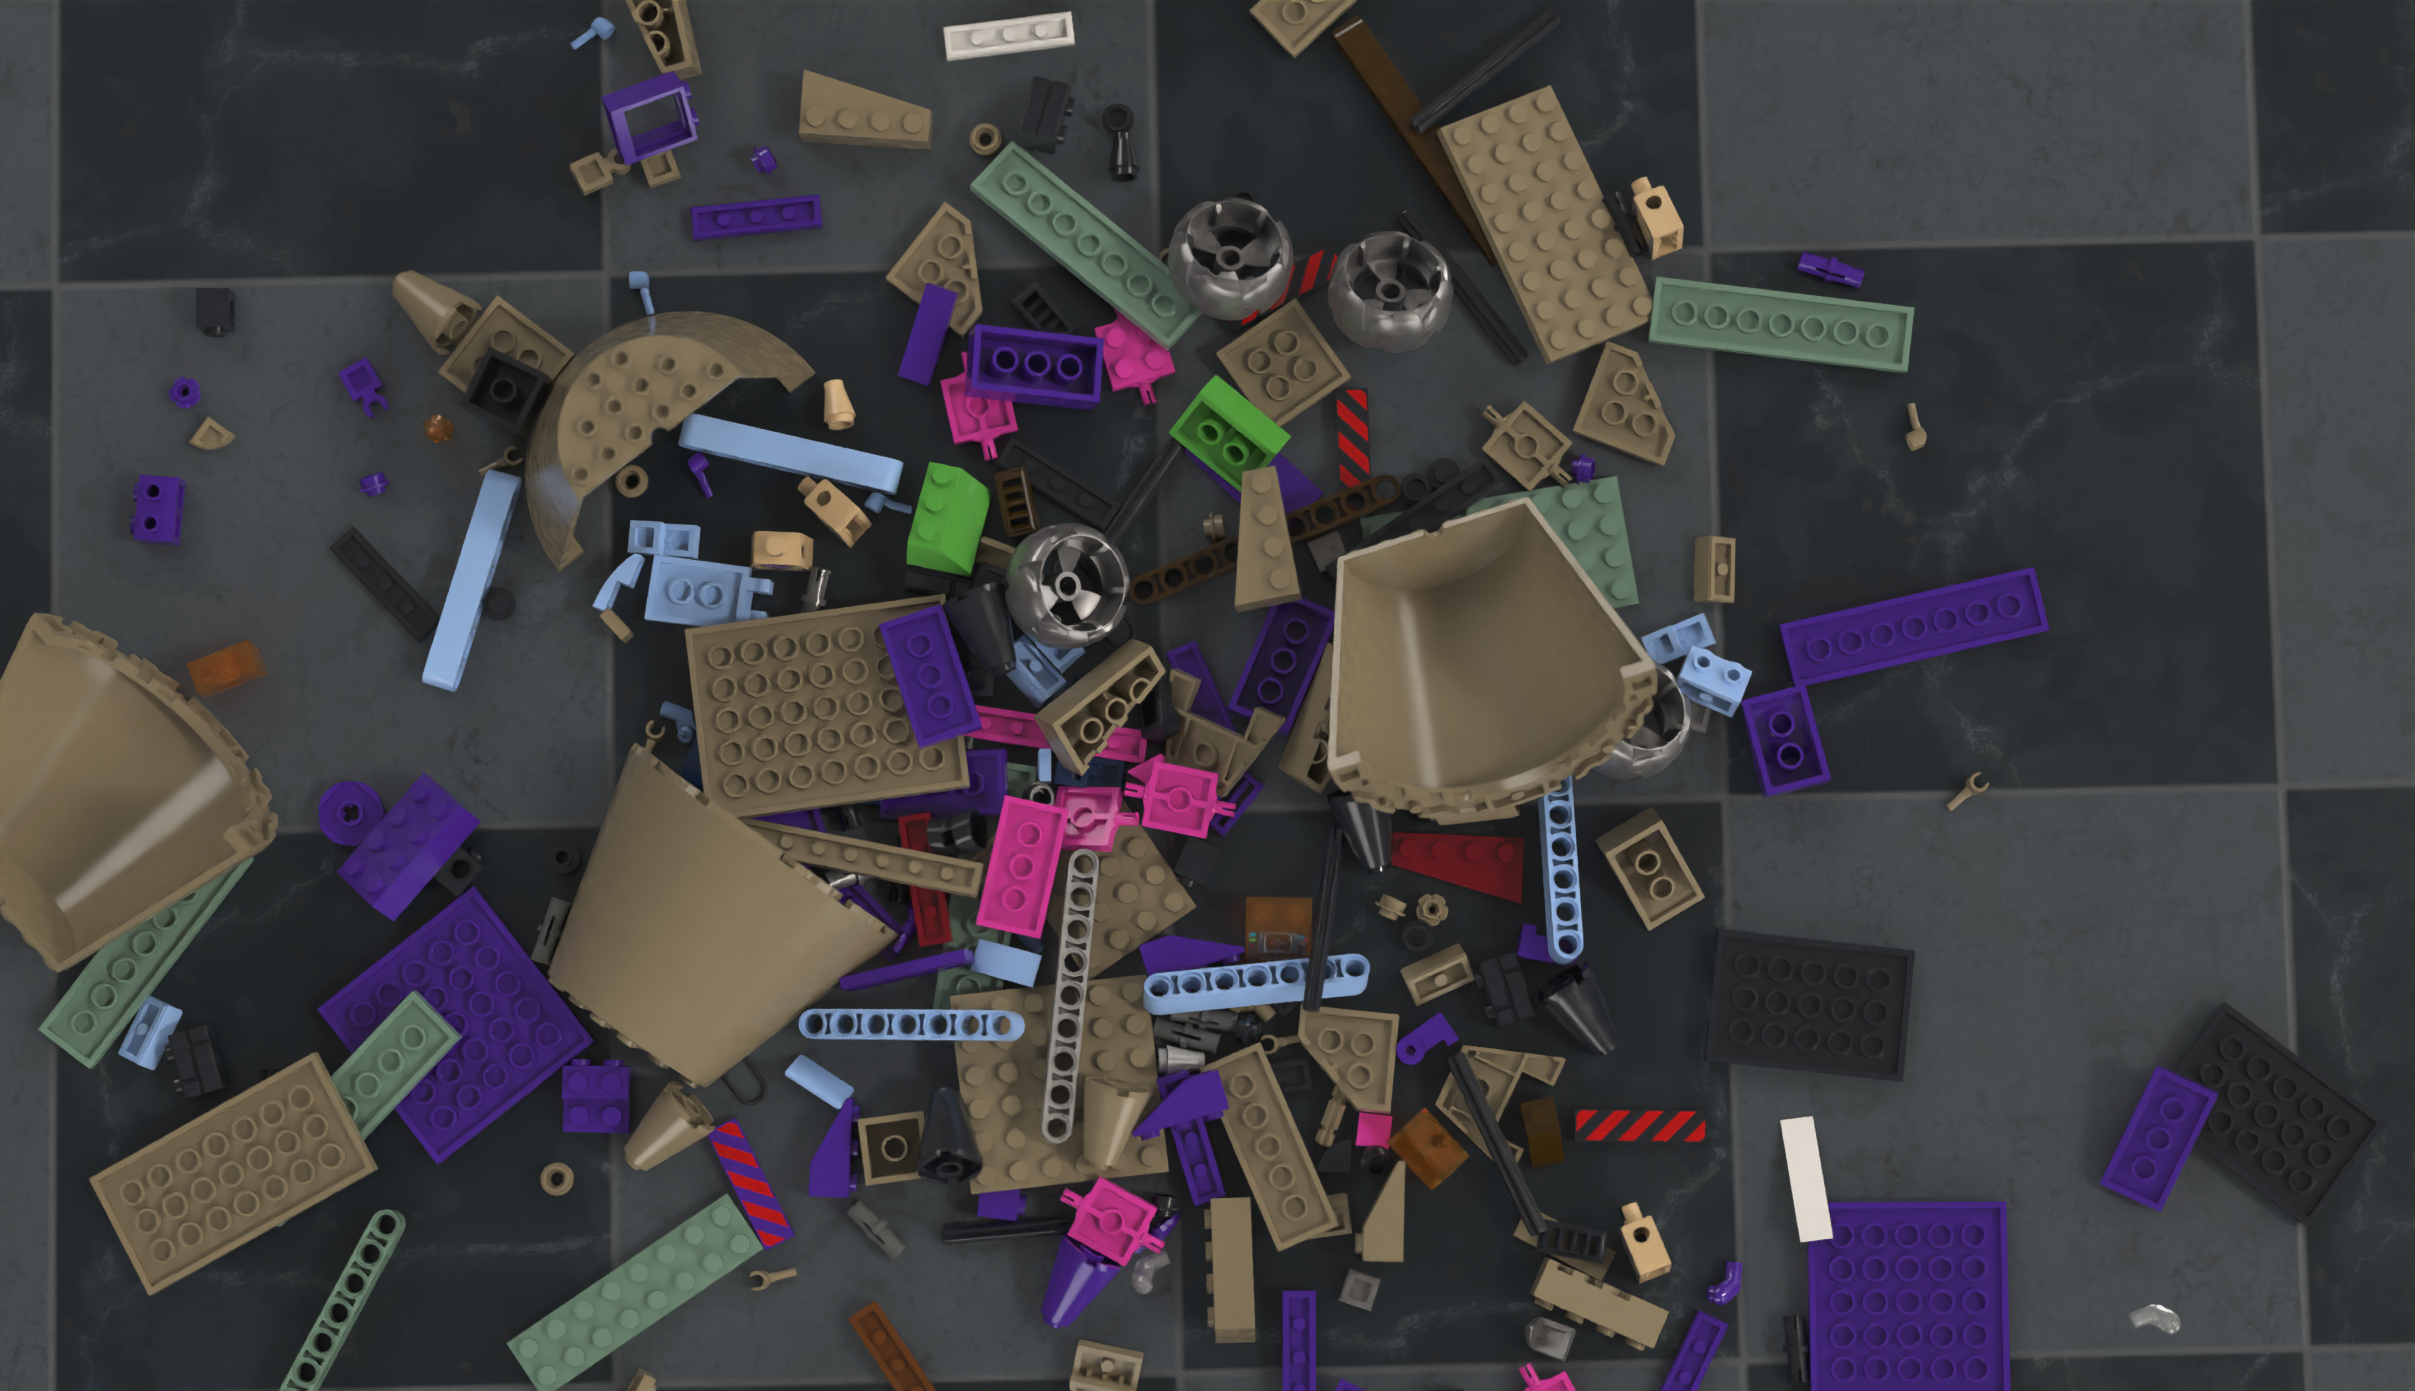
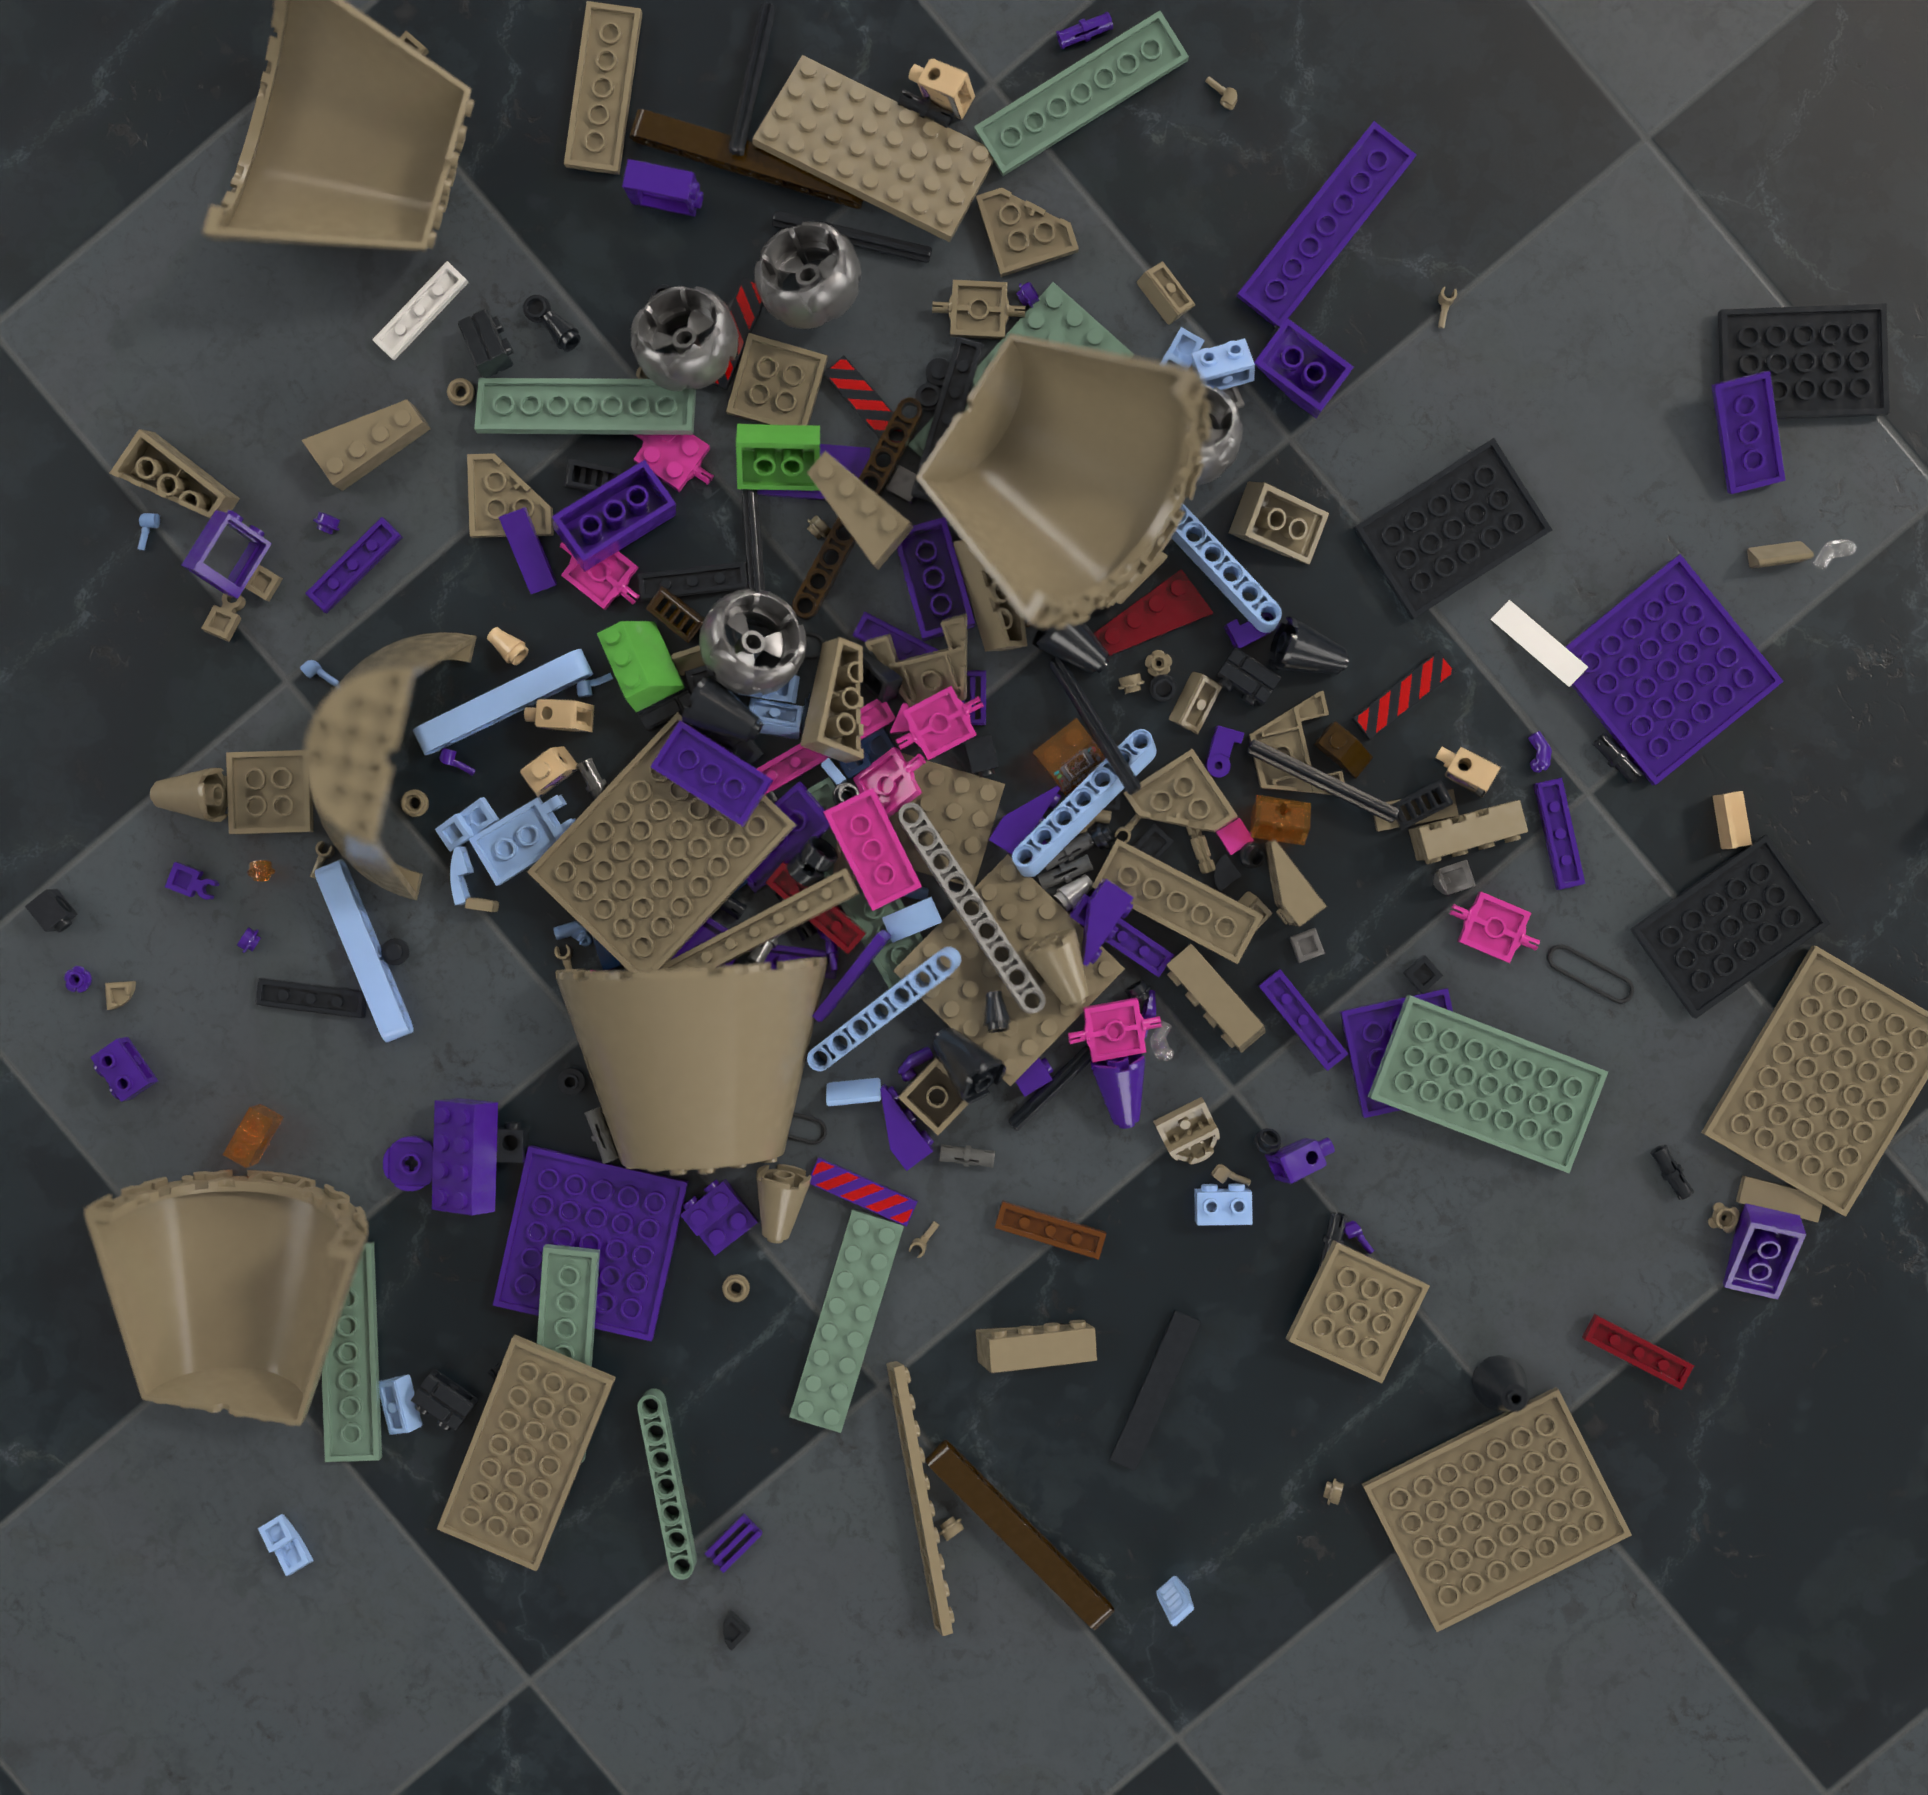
camera: 45 degrees left, 5 degrees up
(506, 392) = (282, 811): black brick -> none
(899, 1098) = (912, 1061): none -> dark purple arm
(1013, 1113) = (996, 1013): none -> black cone
(1322, 105) = (662, 188): none -> dark purple window
(2101, 1277) = (1778, 554): none -> dark tan slope

